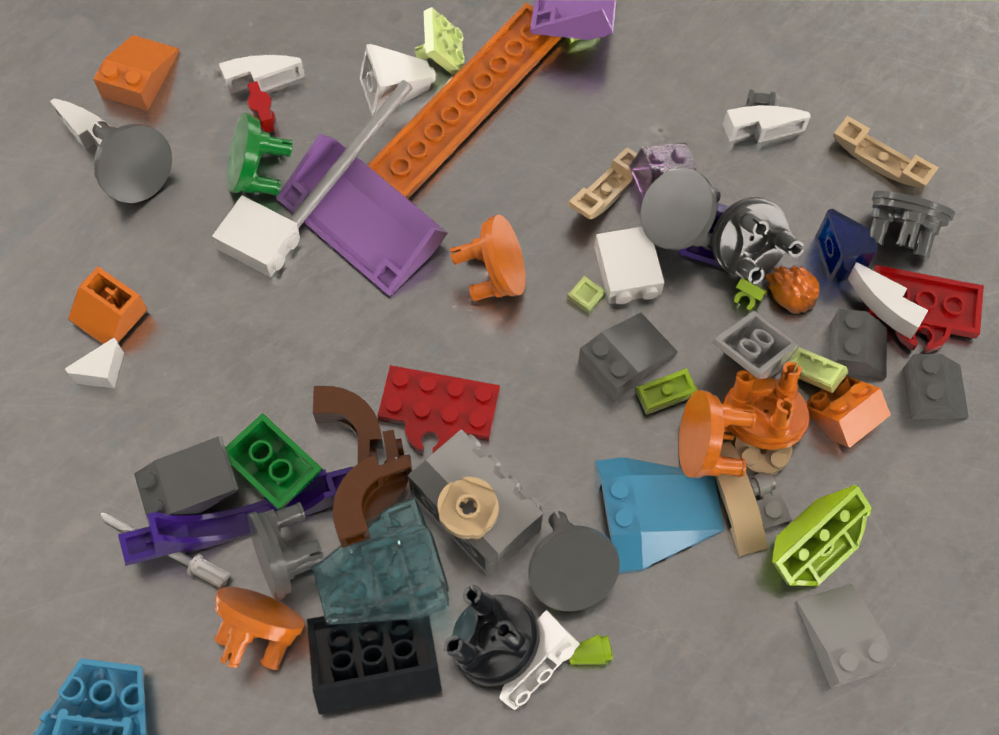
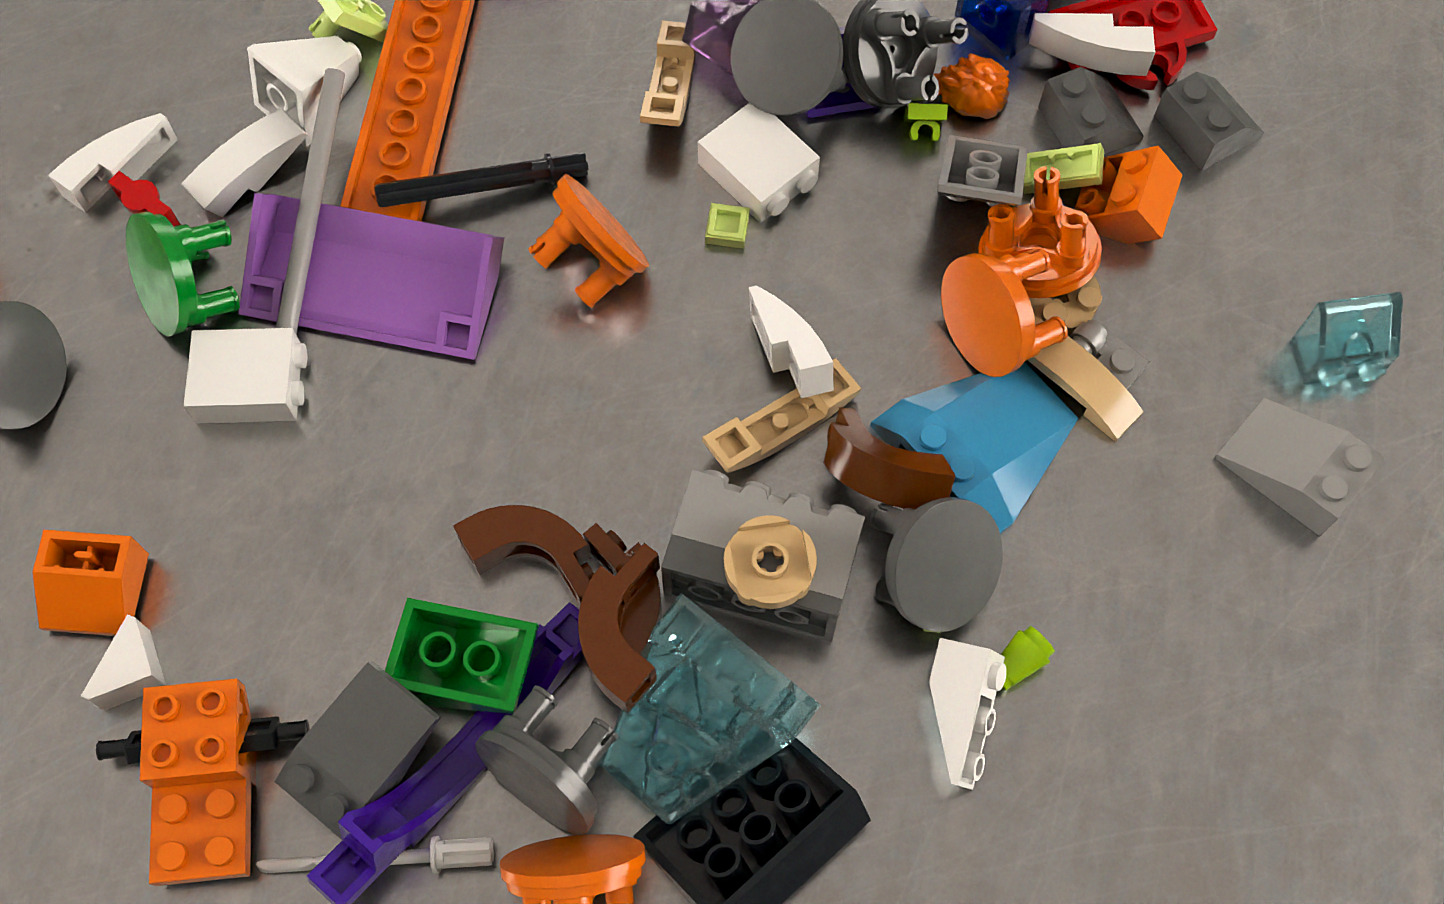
camera: 30 degrees left, 0 degrees up
(104, 441) = (201, 766): none -> orange piece
(330, 110) = (244, 162): none -> white slope
(437, 406) = (628, 466): red plate -> none
(457, 191) = (481, 179): none -> black axle
(493, 638) = (896, 713): black piece -> none
(542, 430) = (778, 424): none -> tan slope
(572, 387) = (791, 343): none -> white slope
(574, 493) = (881, 470): none -> reddish brown arch
(625, 355) = (826, 272): dark grey slope -> none
(666, 391) = (903, 289): lime plate -> none
(821, 537) = (1199, 358): lime wedge -> none
(927, 578) = (1349, 339): none -> clear light blue slope

